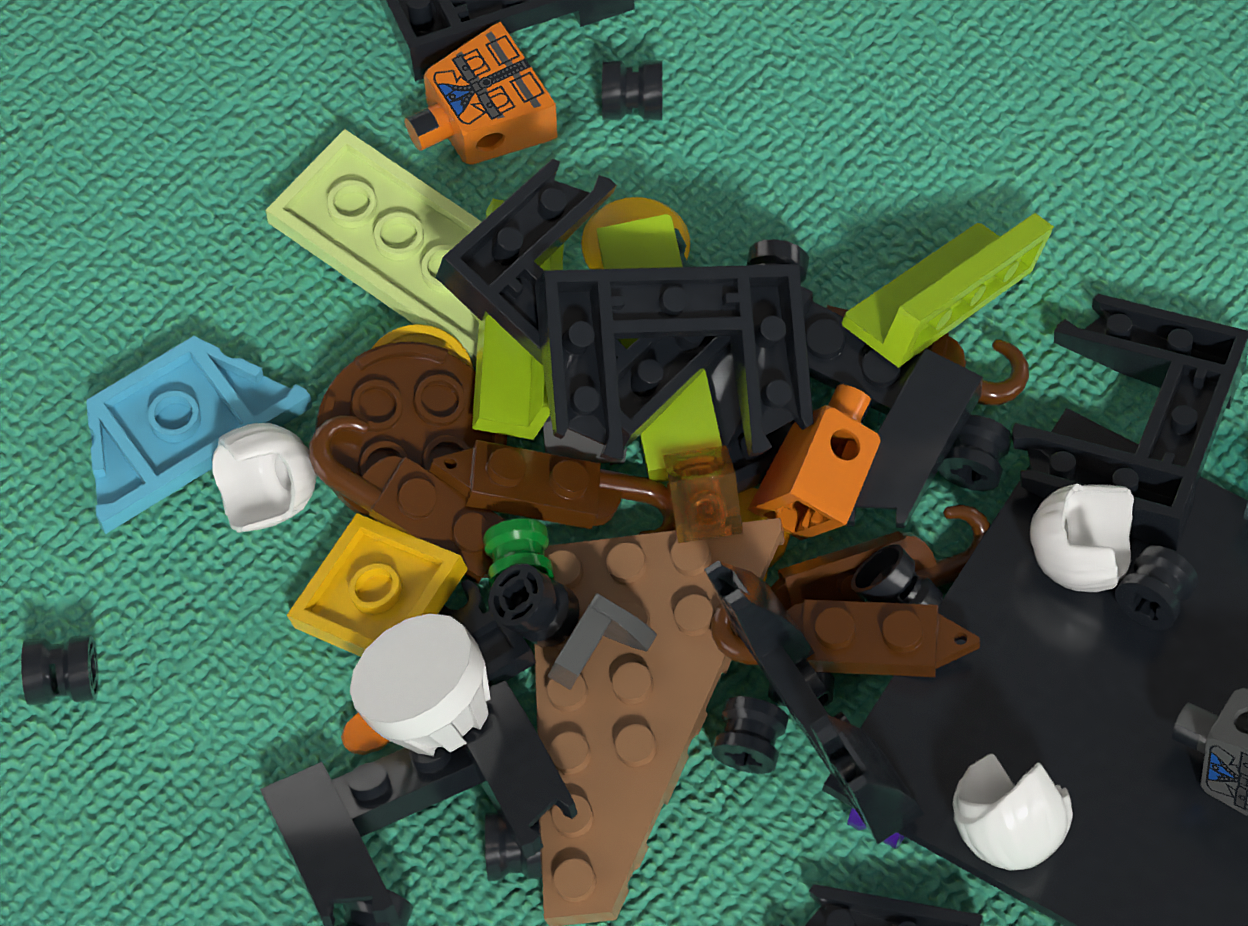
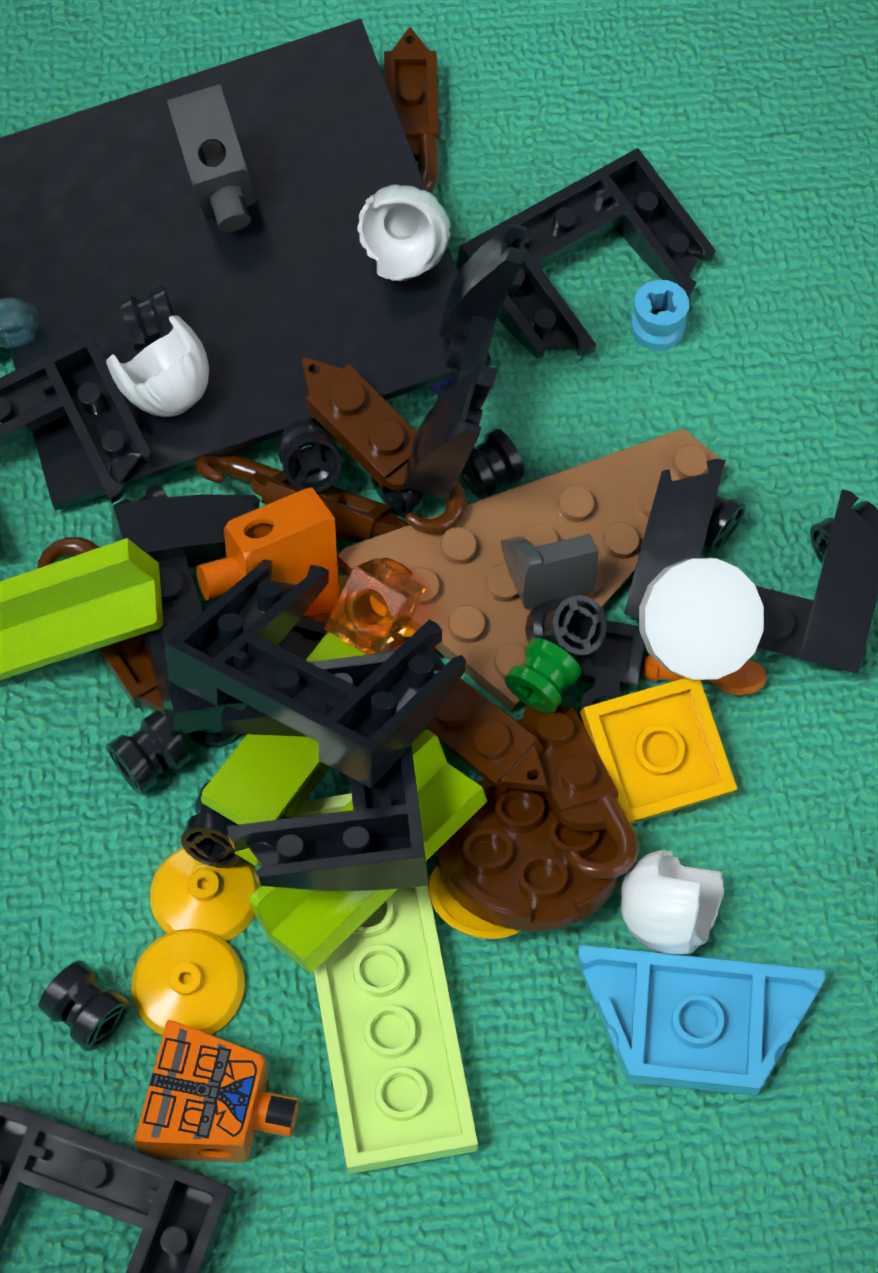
camera: 140 degrees left, 0 degrees up
(584, 157) = (188, 980): none -> yellow piece

